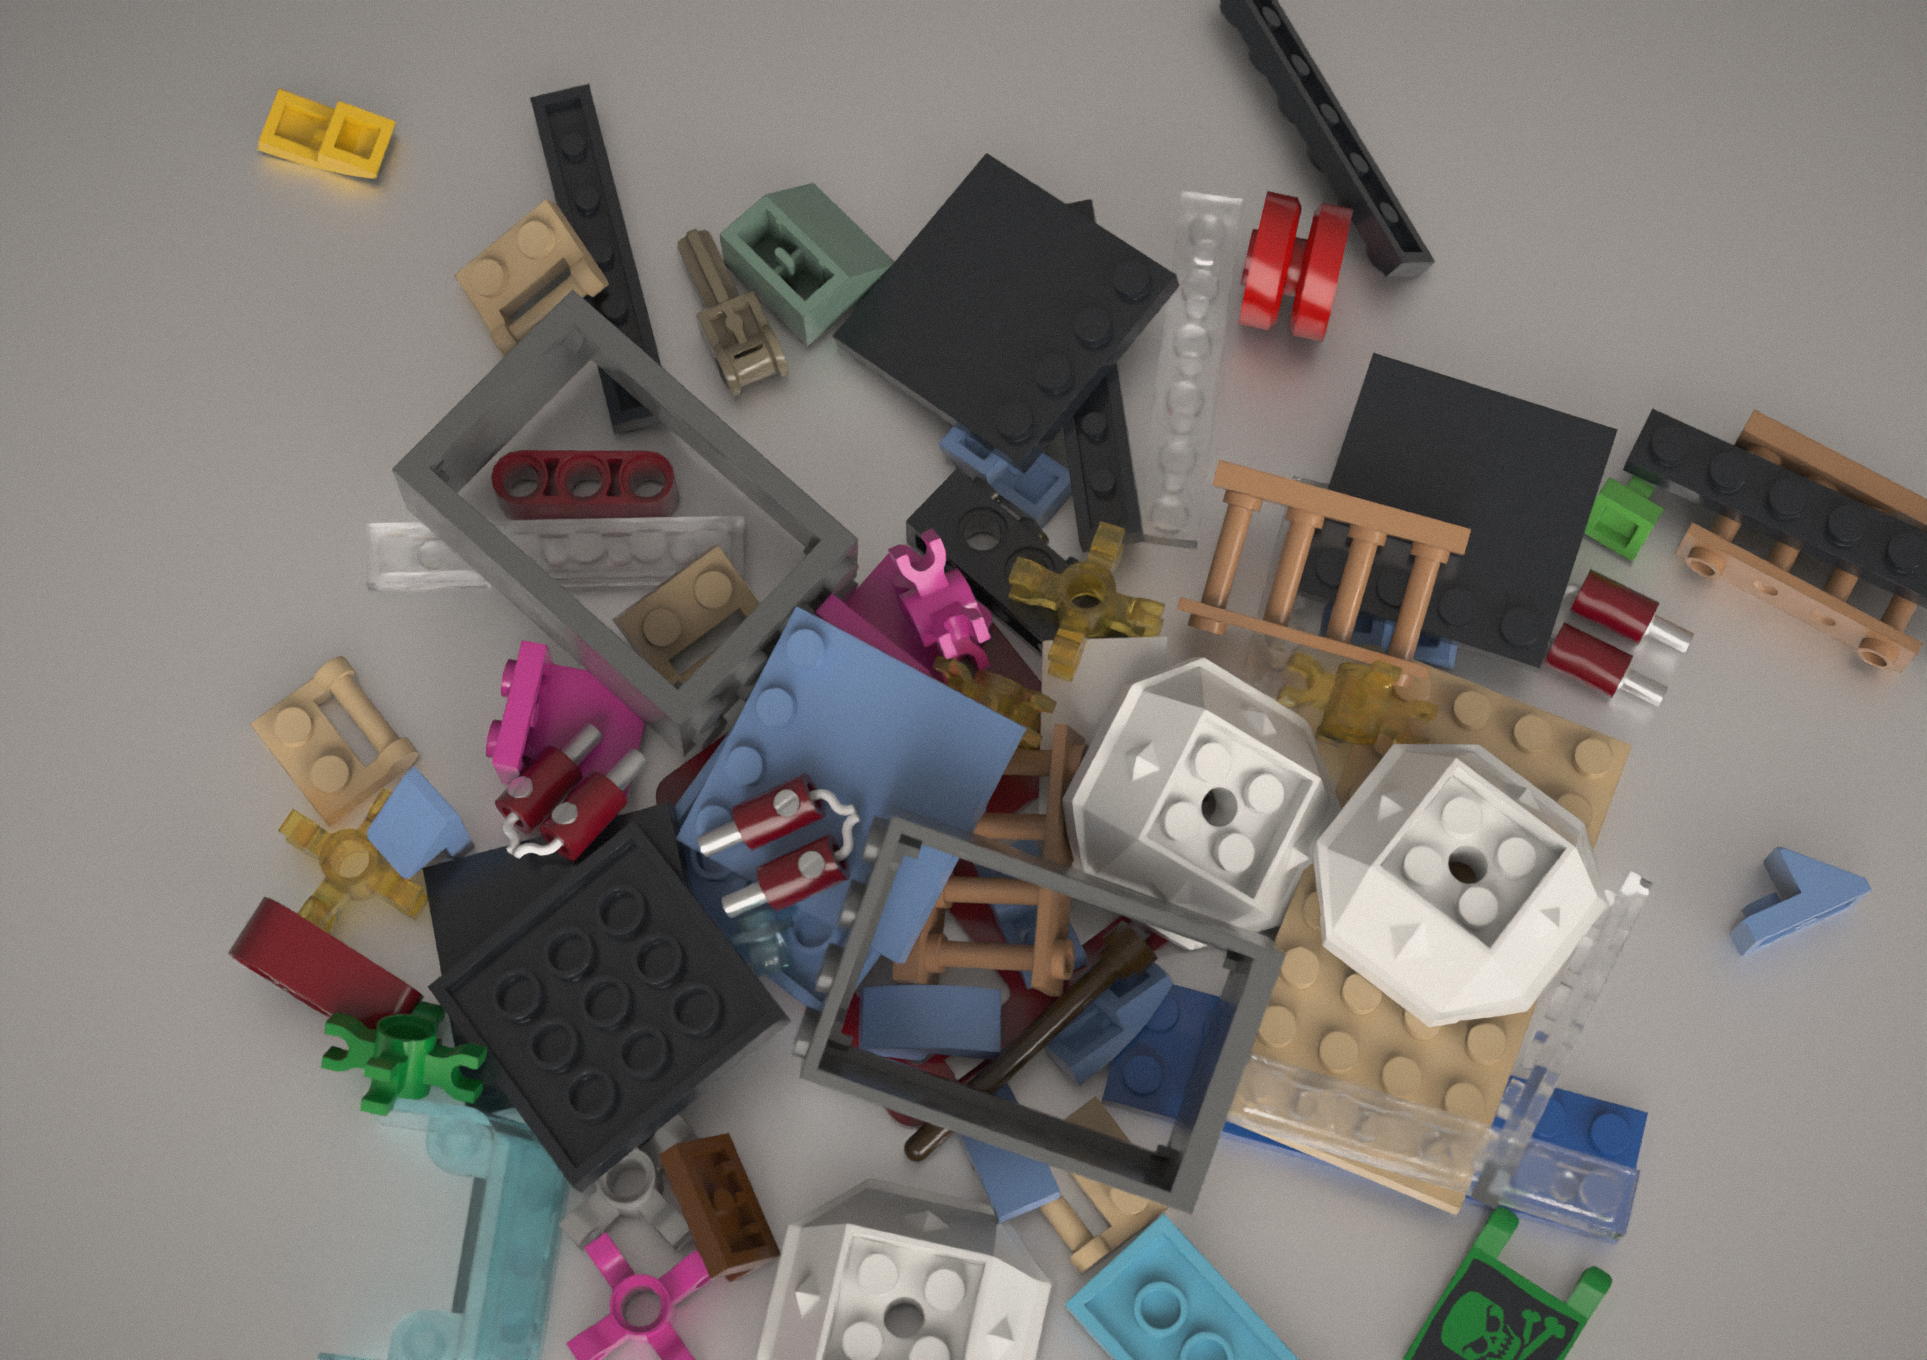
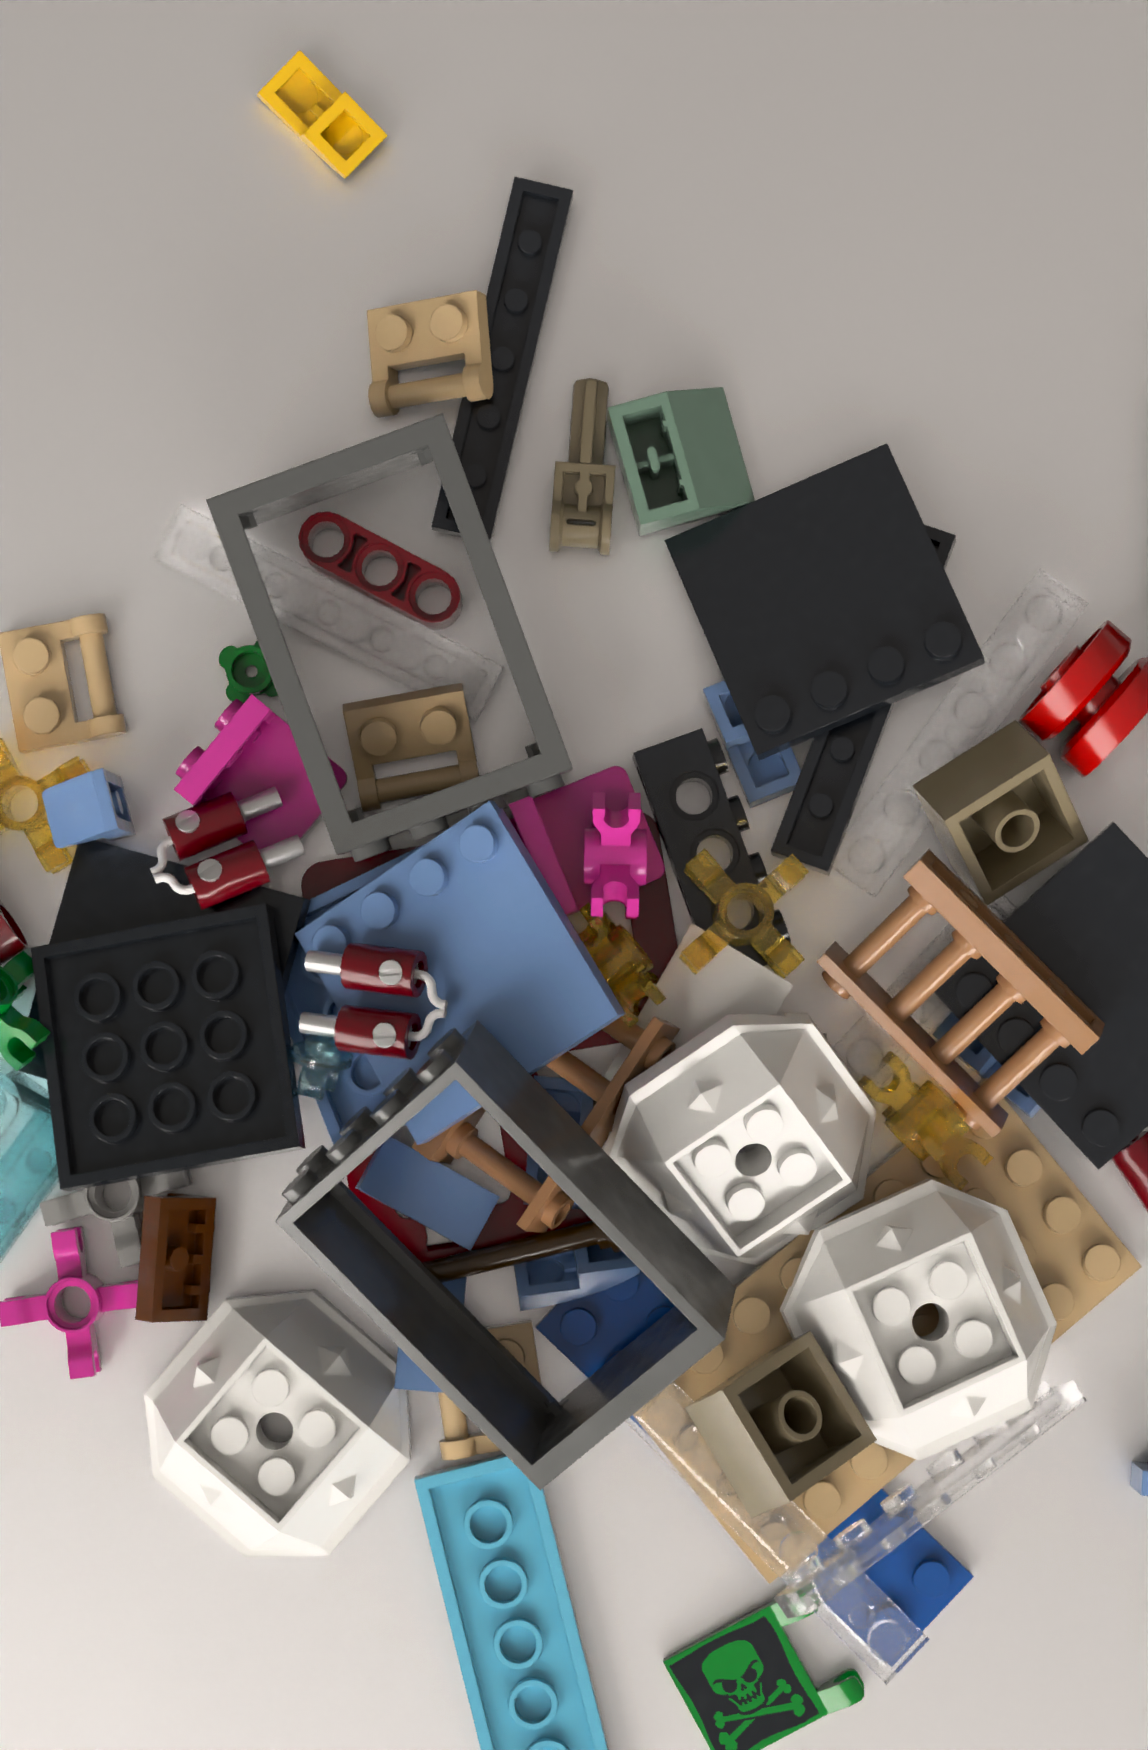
camera: 30 degrees right, 15 degrees up
(498, 626) = (236, 662): none -> green plate
(1268, 398) = (1001, 812): none -> dark tan brick
(1383, 1030) = (781, 1424): none -> dark tan brick

